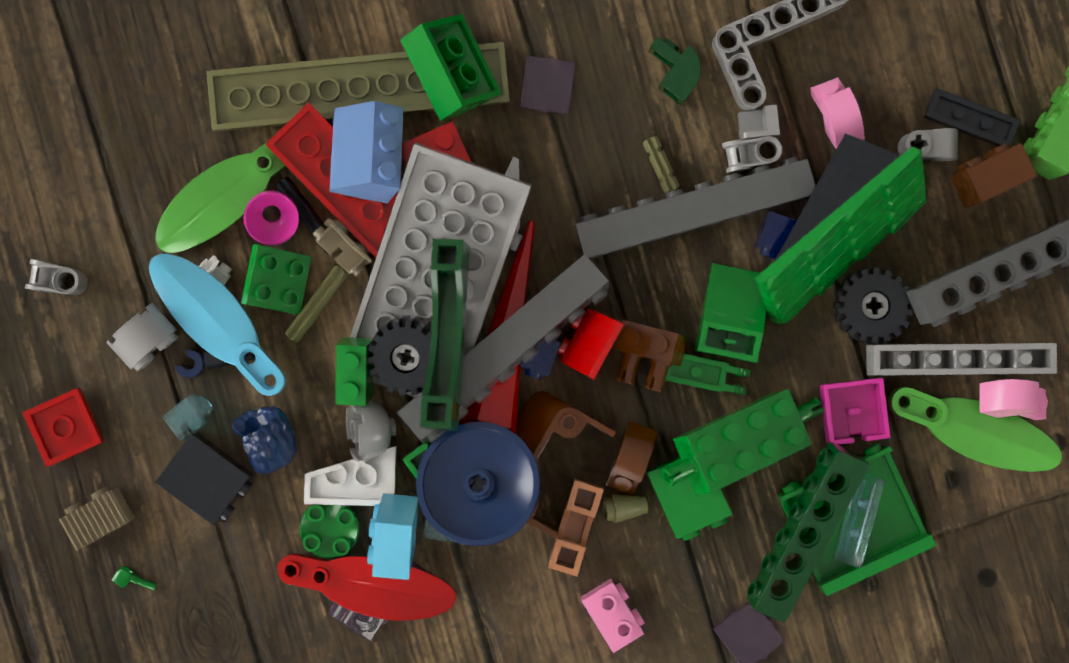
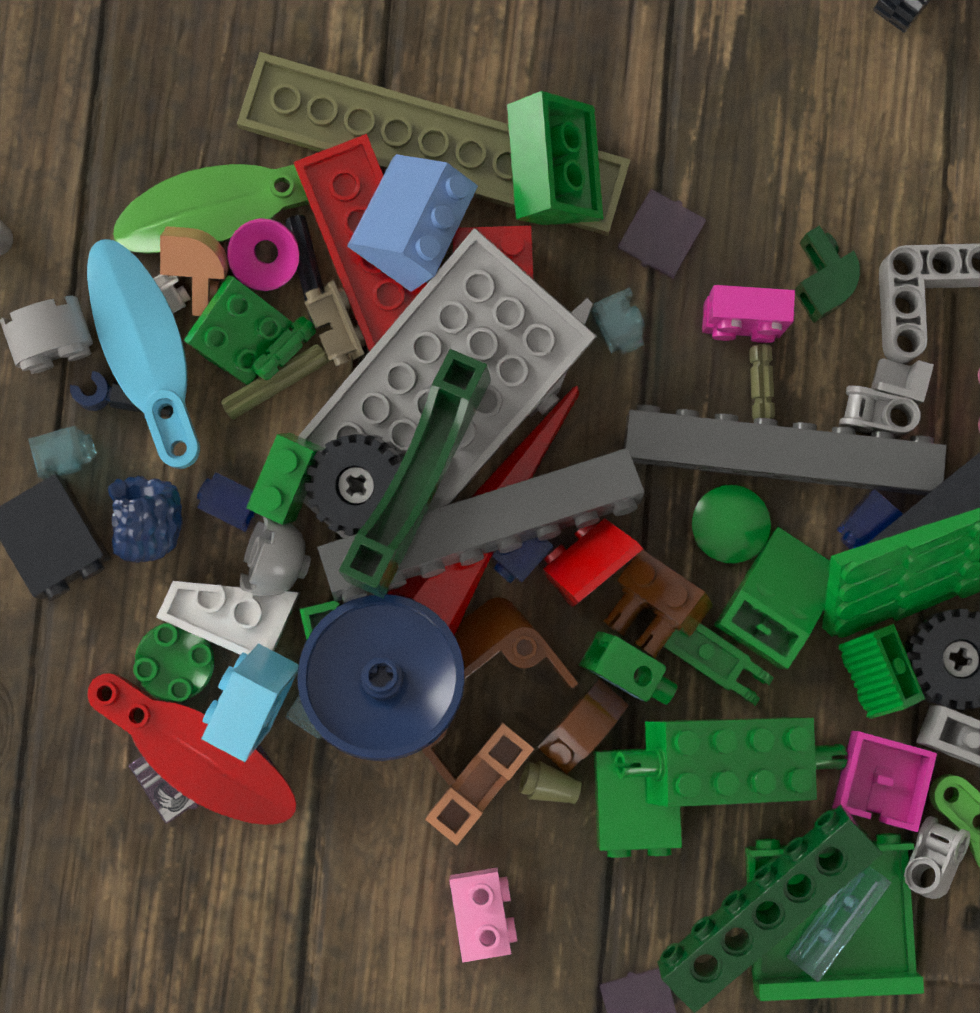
camera: 20 degrees right, 5 degrees down
(224, 239) = (194, 255): none -> nougat brick
(313, 278) = (284, 348): none -> green axle
(318, 403) = (226, 501): none -> clear blue brick
(543, 163) = (619, 322): none -> clear light blue brick
(632, 119) = (748, 312): none -> dark pink piece
(637, 406) = (617, 662): none -> green torso
(678, 274) = (731, 524): none -> green dish
(823, 337) = (881, 672): none -> green brick
(910, 447) = (935, 854): none -> light grey piece

